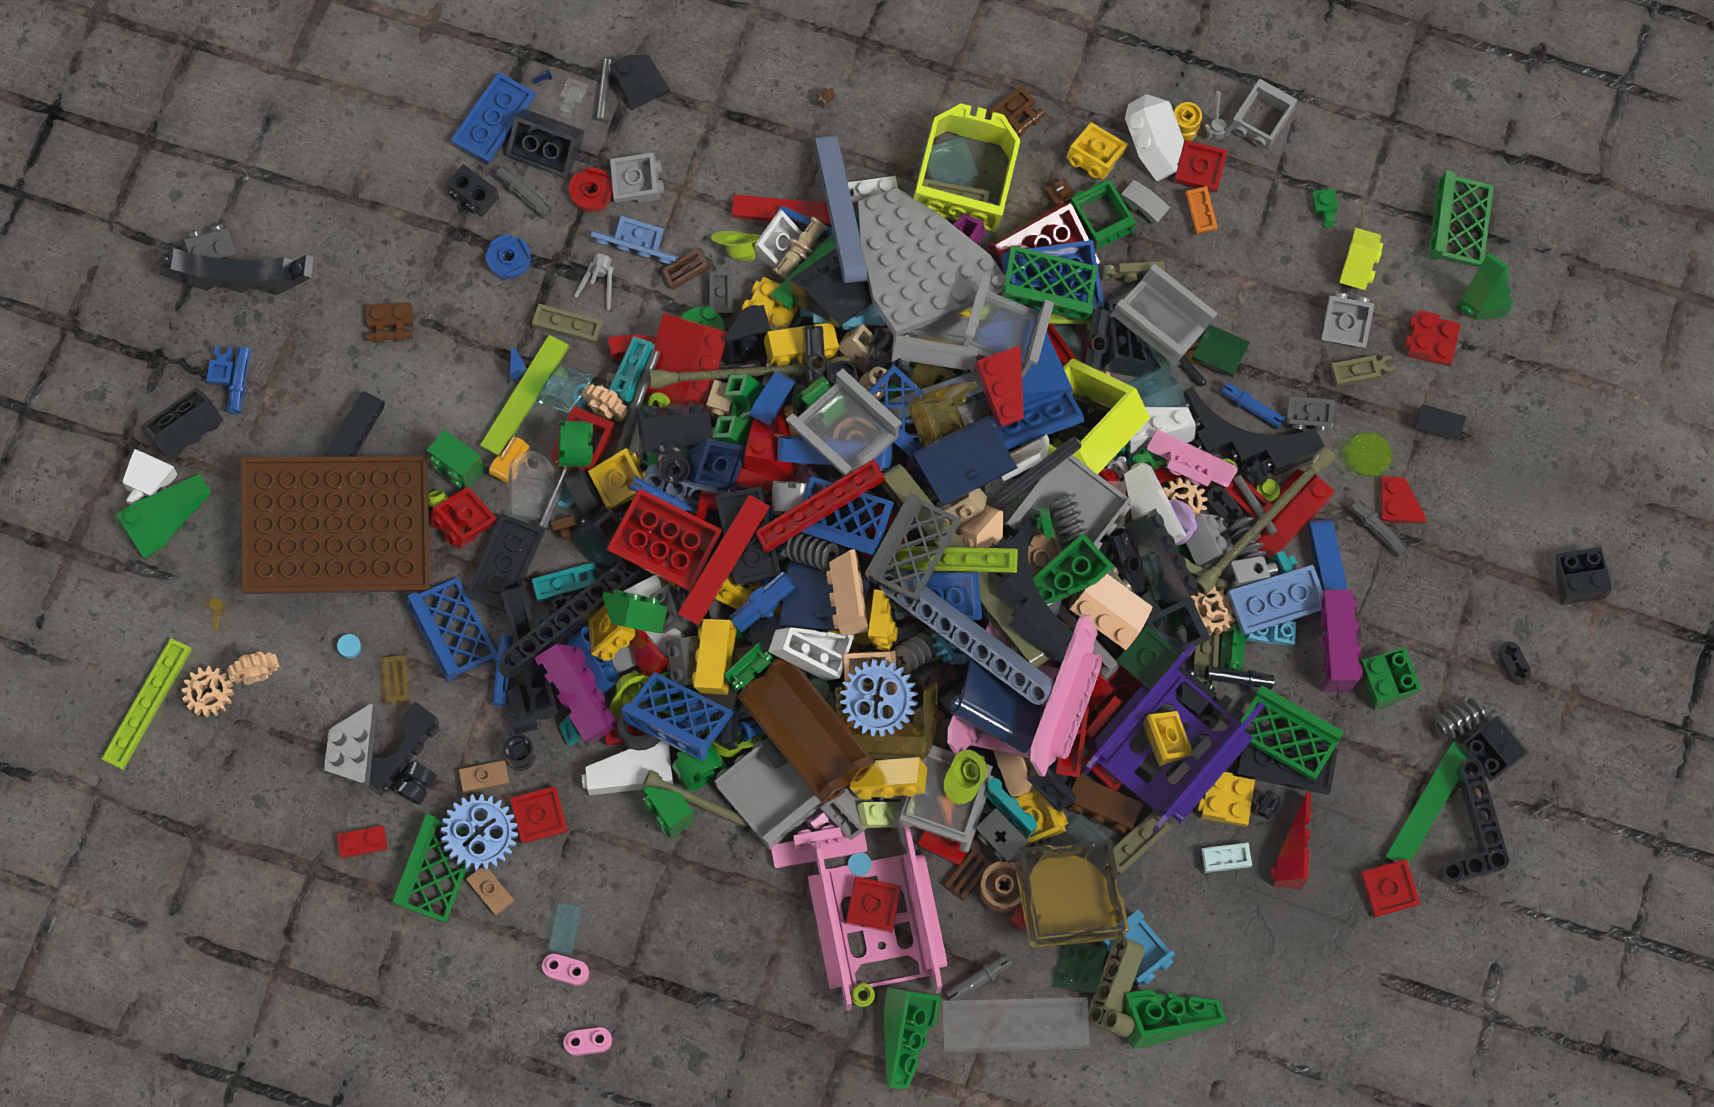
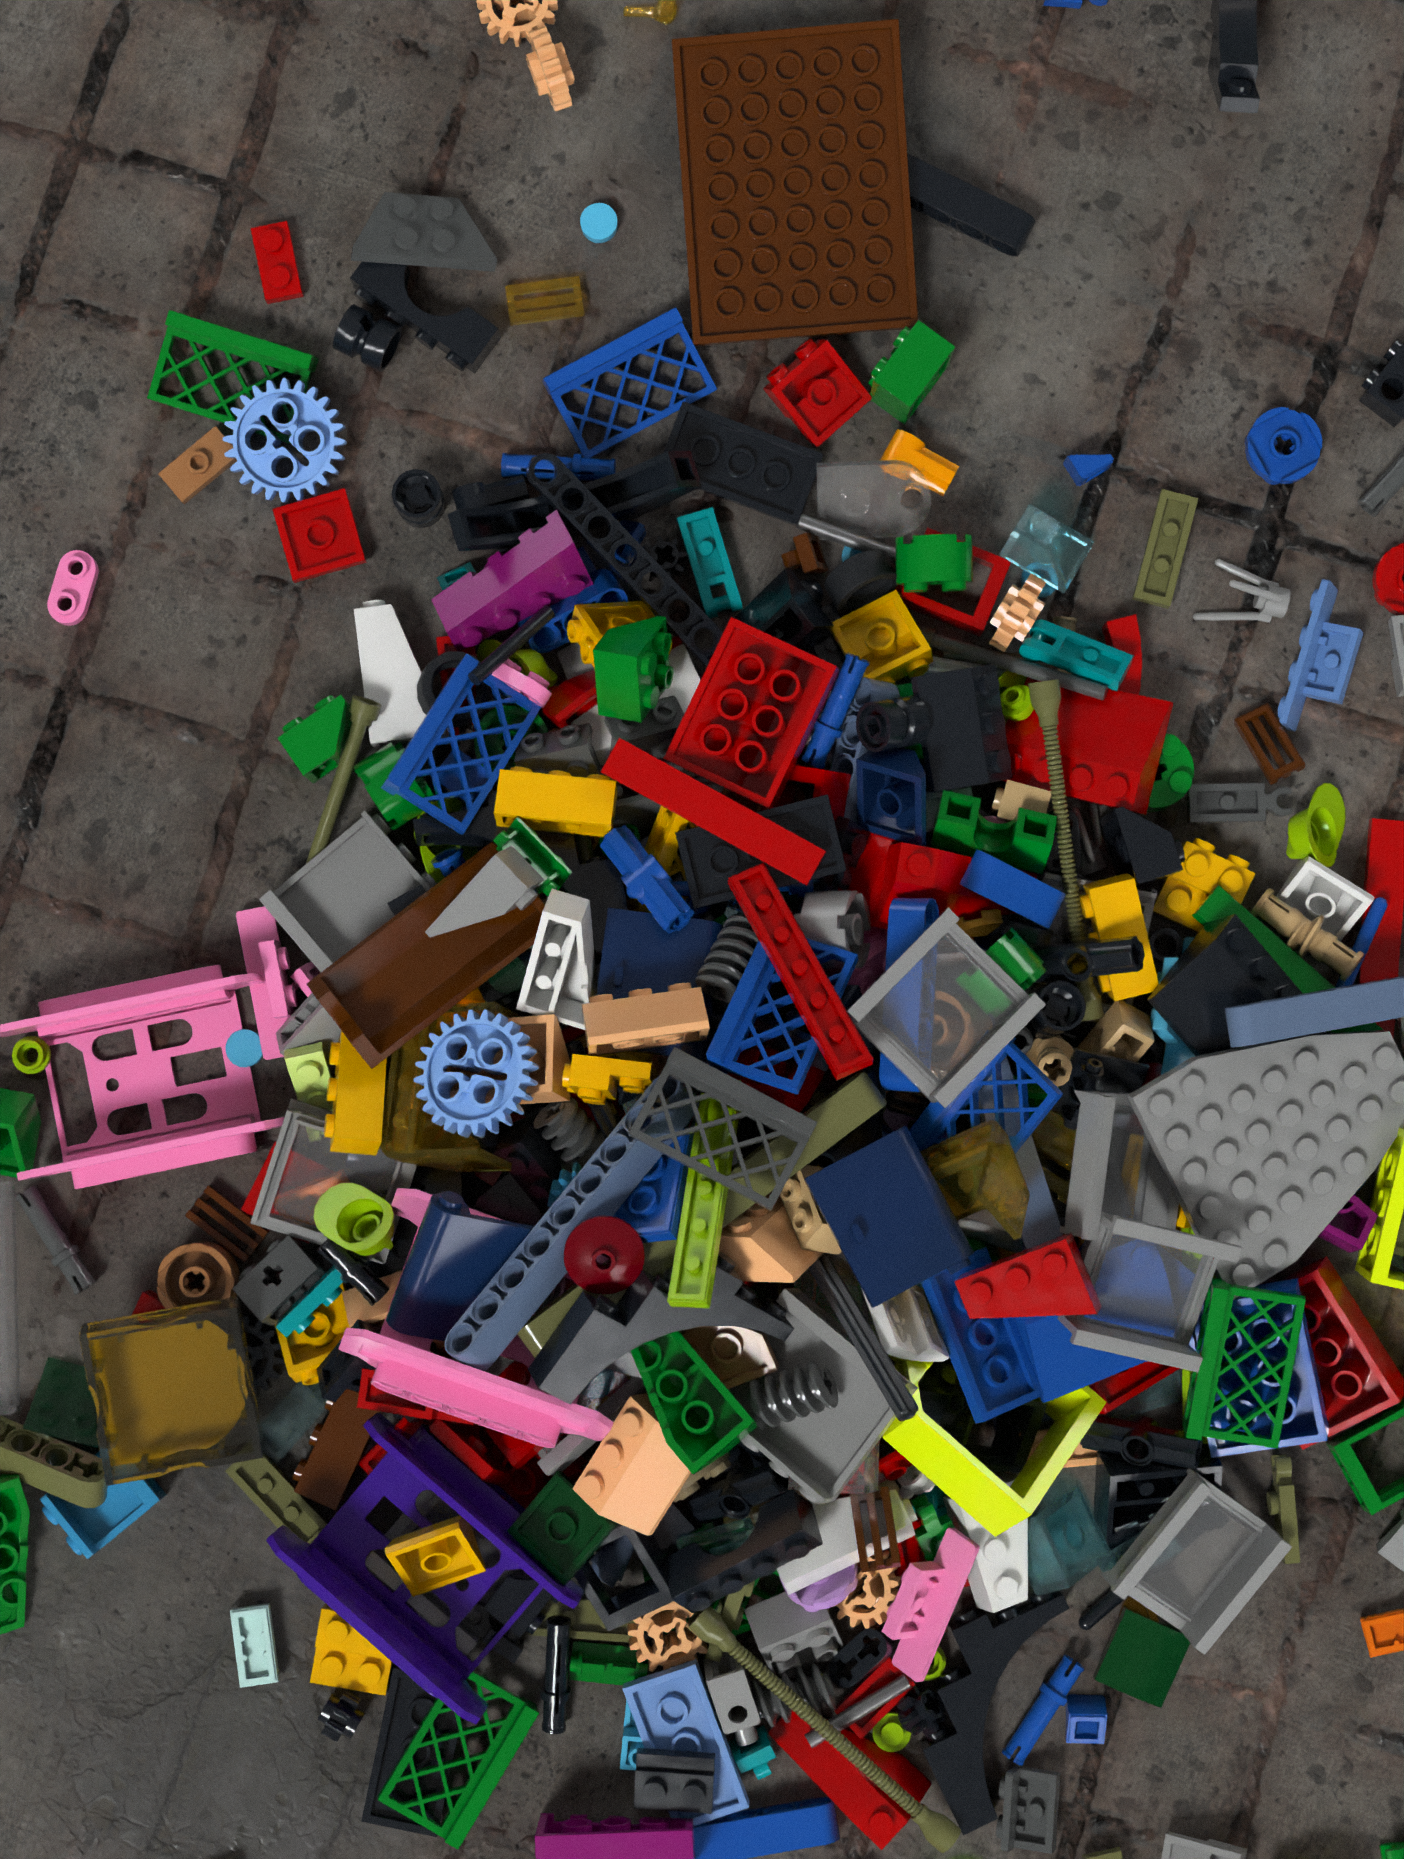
camera: 90 degrees right, 15 degrees up
(237, 389) = (1051, 17): blue pin -> none
(390, 316) = (1172, 255): reddish brown plate -> none
(436, 497) = (850, 348): lime plate -> none
(484, 777) = (383, 446): medium nougat plate -> none
(524, 396) = (1035, 484): lime tile -> none
(565, 929) = (138, 584): clear light blue tile -> none
(616, 686) = (511, 645): none -> black bar
(642, 675) = (531, 686): none -> bright pink plate
(771, 689) = (497, 889): none -> light grey slope
(873, 904) = (172, 1071): red plate -> none
(978, 619) = (609, 1237): none -> dark red dish
(996, 781) = (354, 1270): none -> black pin
(1044, 522) = (784, 1353): green plate -> none
(1167, 485) = (870, 1498): none -> reddish brown tile
(1258, 383) = (1086, 1719): none -> blue slope
(1293, 860) = (245, 1753): red wedge -> none
(1298, 605) = (674, 1780): none -> black plate

